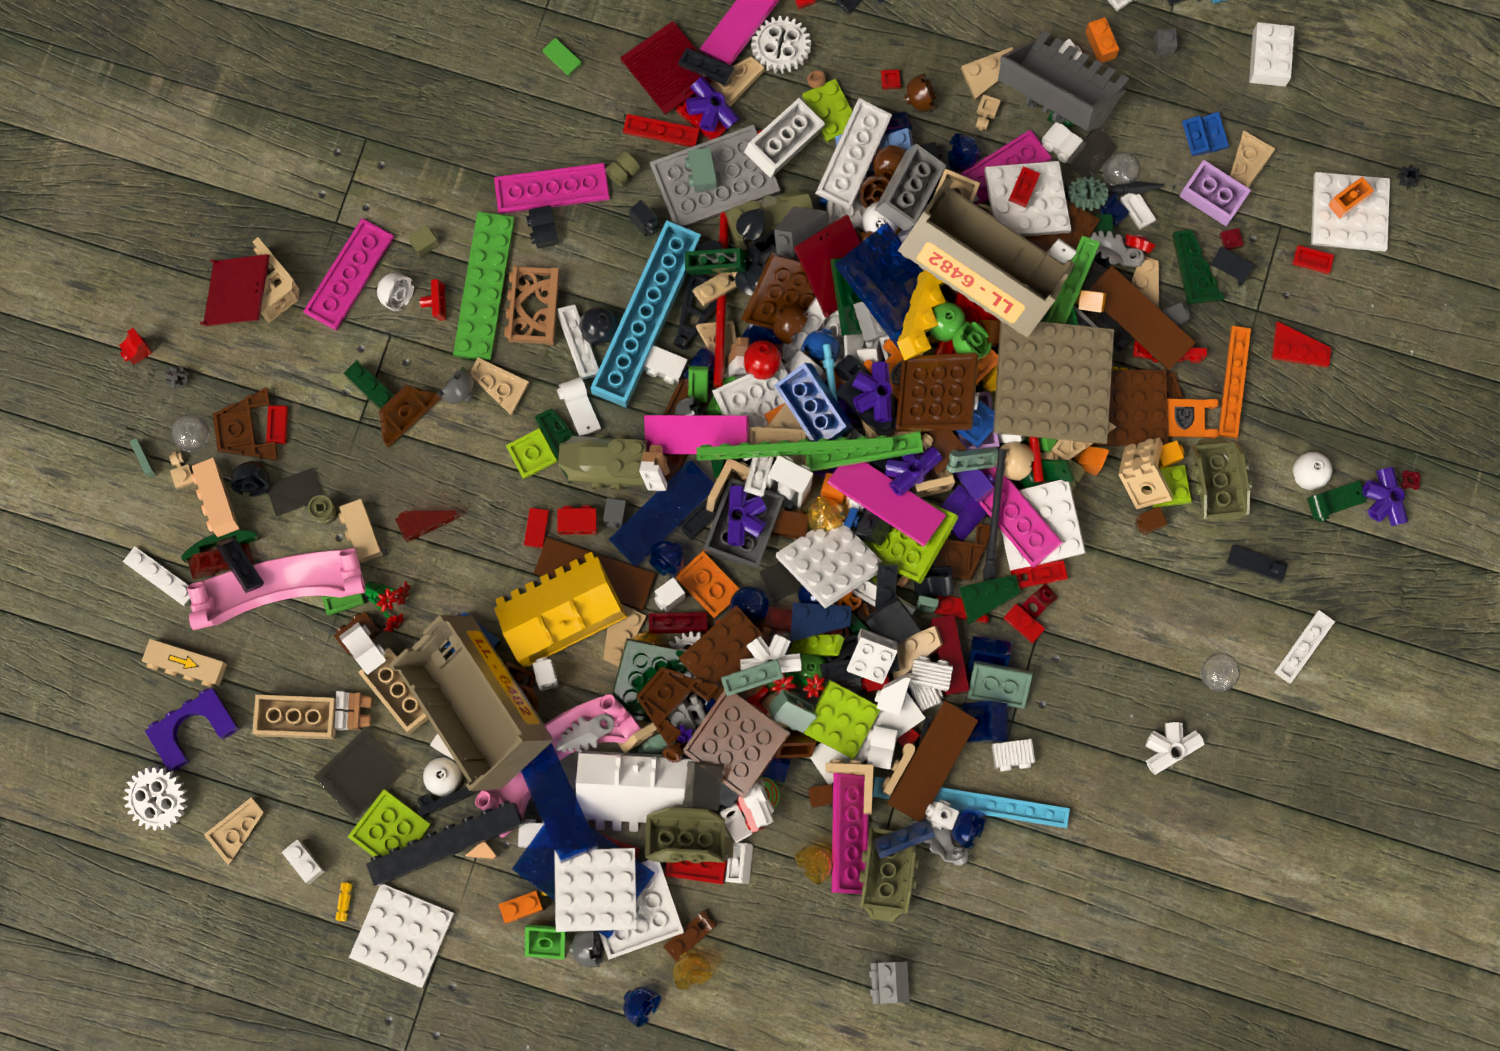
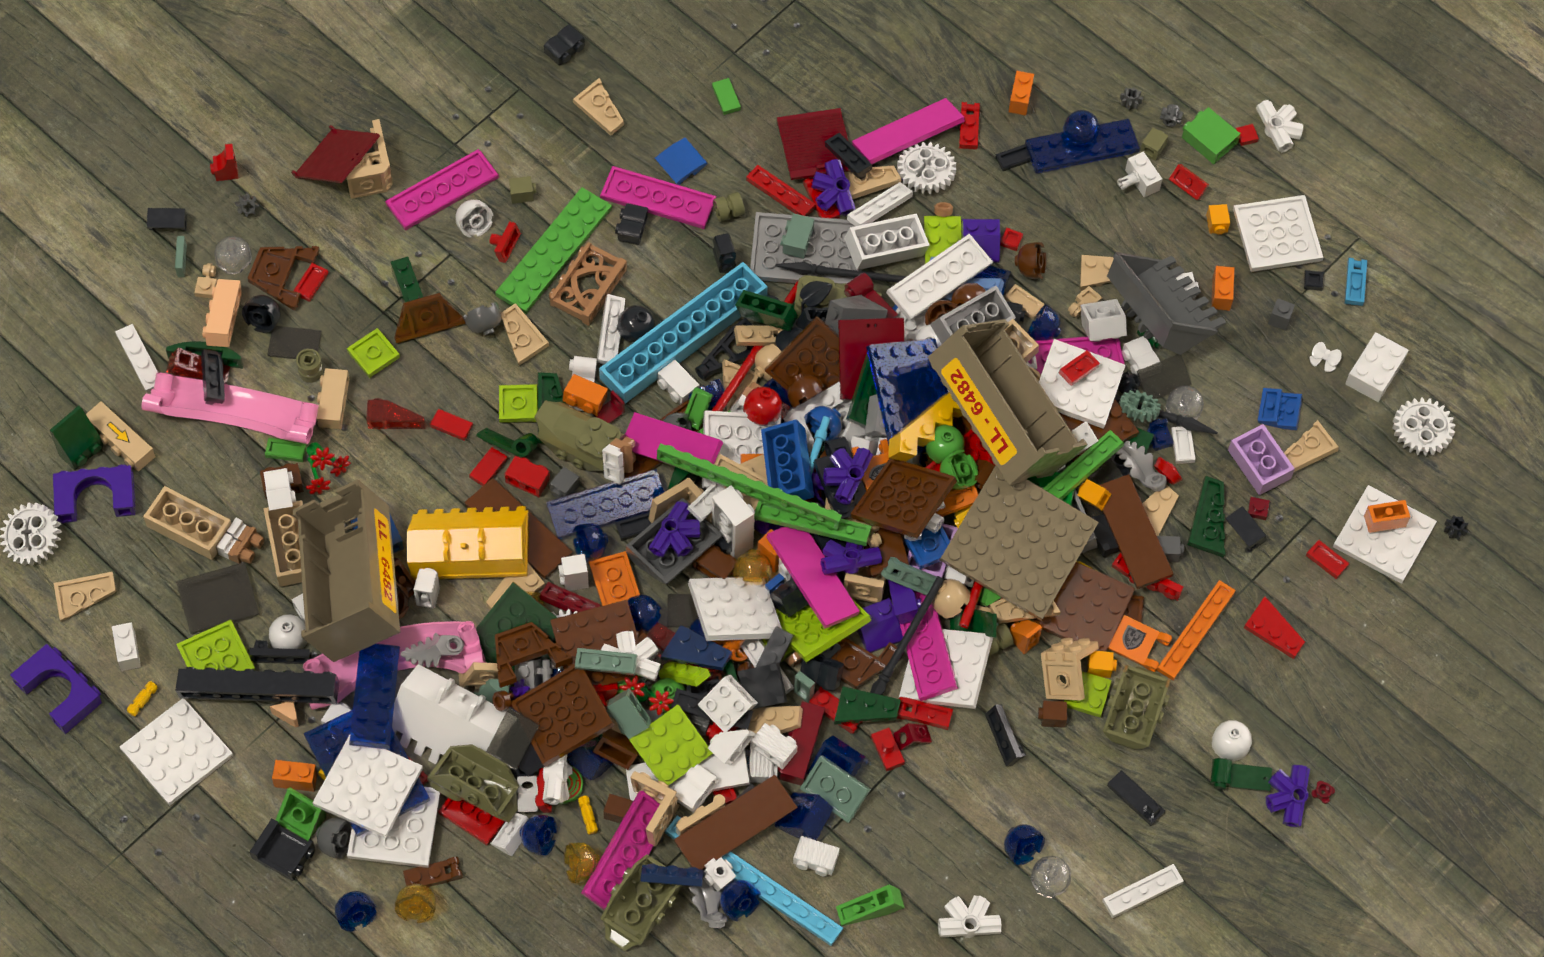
camera: 25 degrees right, 15 degrees down
(109, 427) = (167, 218): none -> black hinge
(149, 688) = (76, 438): none -> dark green slope
(240, 912) = (48, 664): none -> dark purple arch
(373, 467) = (373, 352): none -> lime plate
(386, 75) = (564, 45): none -> black brick
(449, 122) = (597, 105): none -> tan wing
(481, 503) = (451, 424): none -> red tile
(548, 980) = (282, 850): none -> black panel
(554, 142) = (681, 160): none -> blue slope
(556, 497) = (519, 447): none -> dark green door
(589, 418) = (585, 394): none -> orange brick
(618, 420) = (612, 409): none -> dark red bracket
(724, 198) = (806, 268): none -> black piece
(735, 306) = (764, 358): none -> tan cylinder
(759, 103) = (880, 205): none -> white plate
(763, 855) = (538, 834): none -> clear blue cylinder
(790, 196) = (864, 286): none -> dark red door
(796, 813) = (588, 815): none -> yellow axle
(867, 87) = (985, 233): none -> dark purple slope
(927, 134) = (1030, 303): none -> tan tile
(1014, 123) = (1103, 320): none -> white brick
(1067, 173) = (1129, 382): none -> black gear
(1082, 776) = (871, 905): none -> bright green slope
(1118, 562) = (1004, 736): none -> black hinge
(1183, 654) = (1022, 843): none -> clear blue cylinder
(1215, 62) = (1320, 352): none -> white piece
(1334, 108) = (1423, 426): none -> white gear

